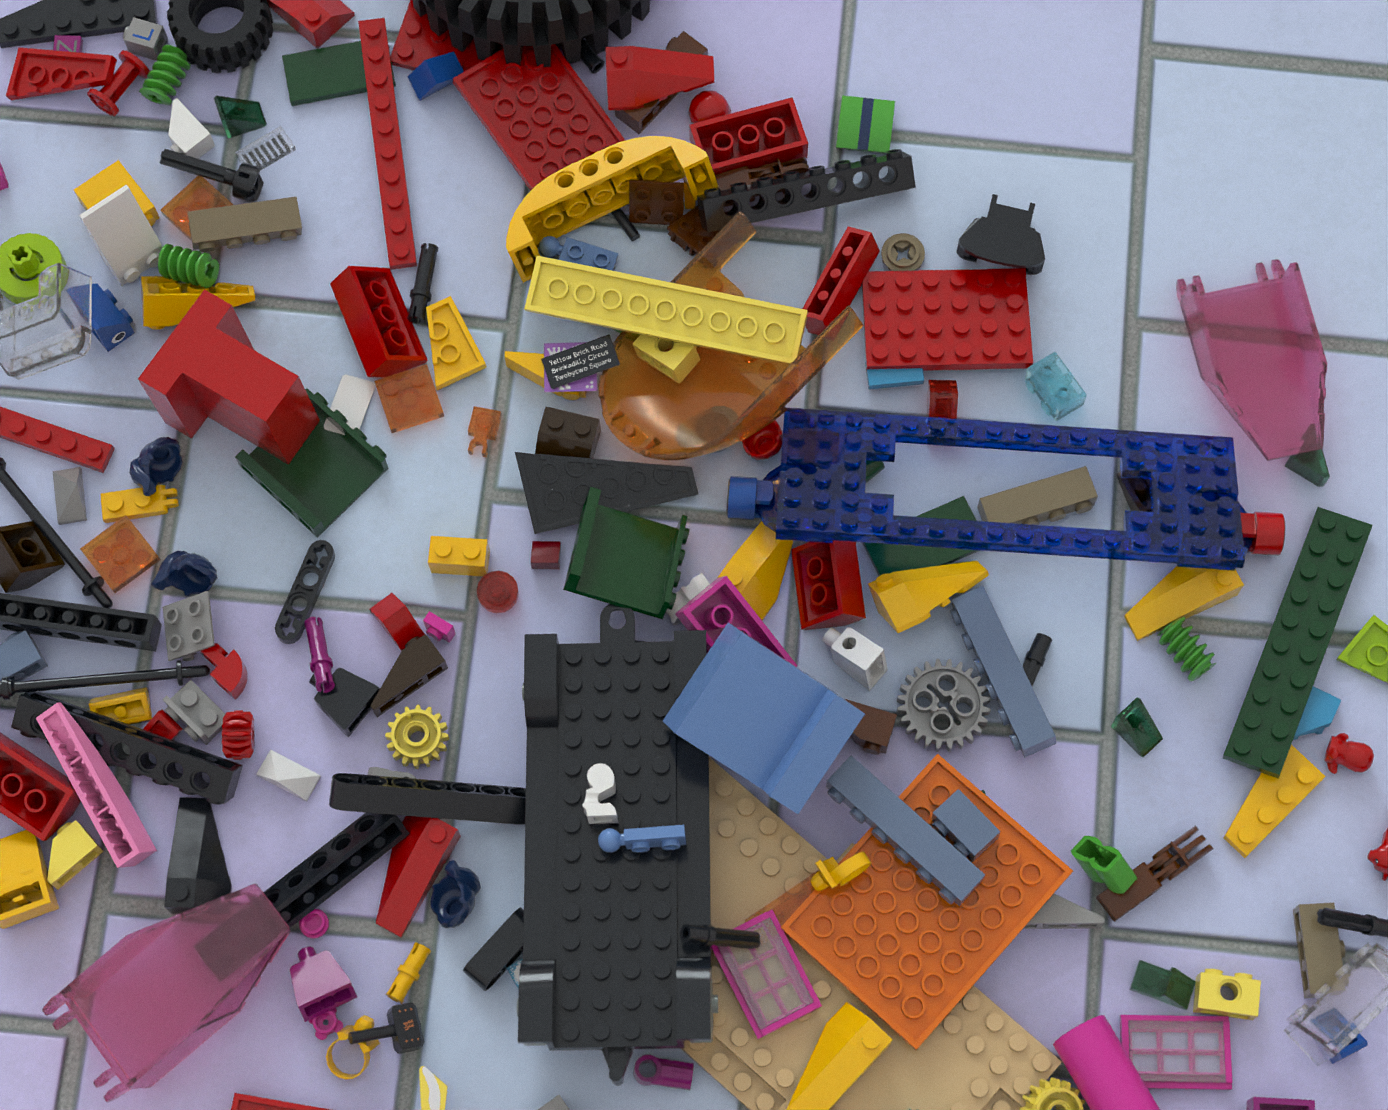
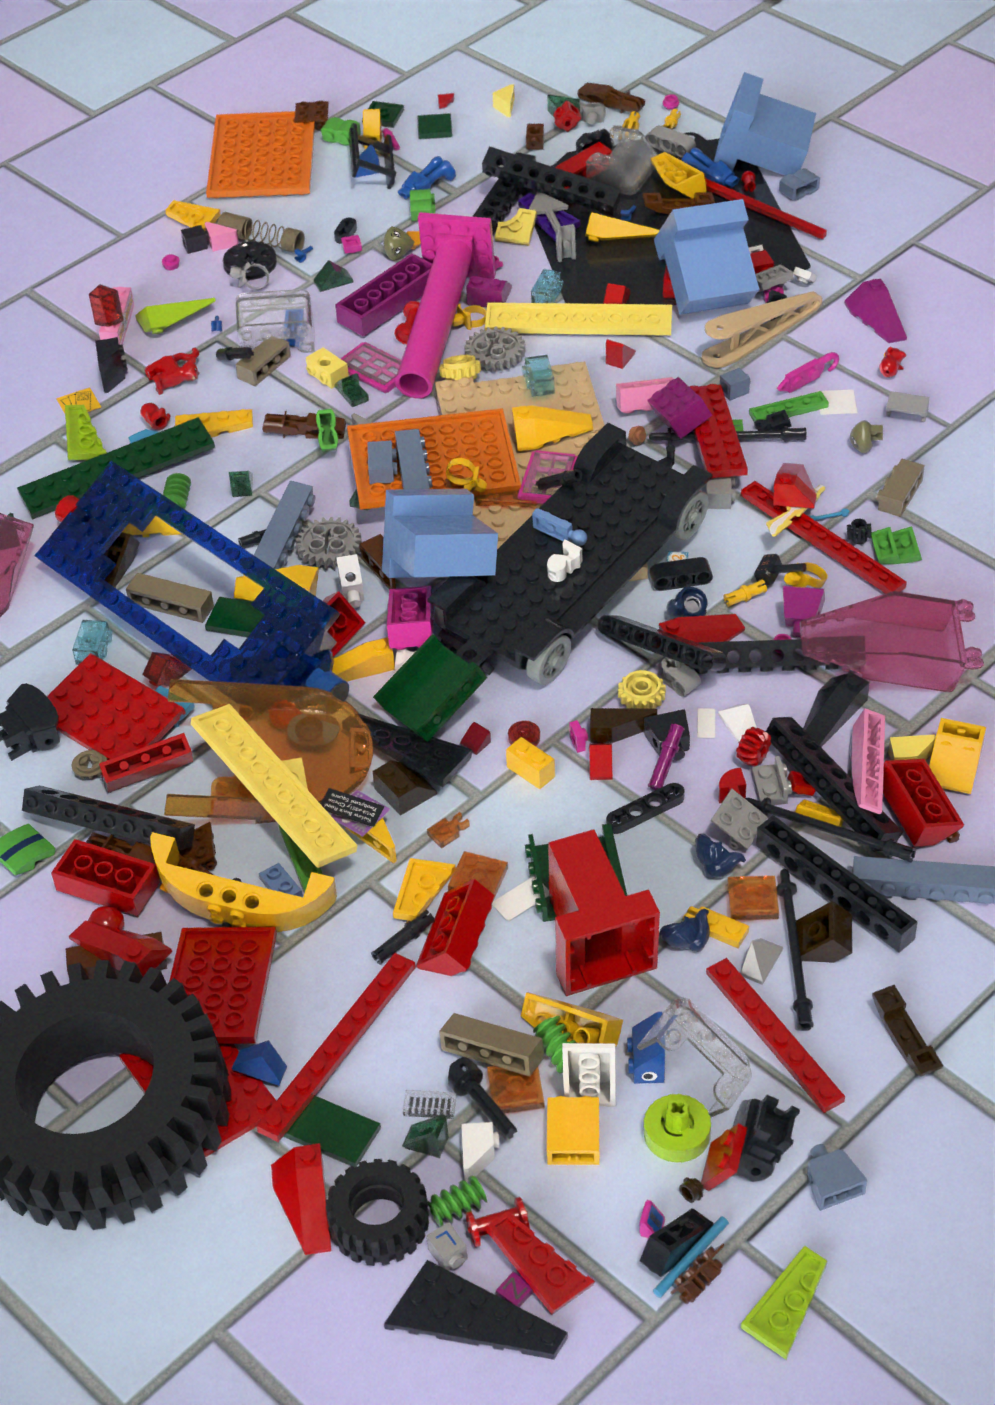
camera: 140 degrees left, 25 degrees down
(324, 754) = (706, 723): none -> white sticker

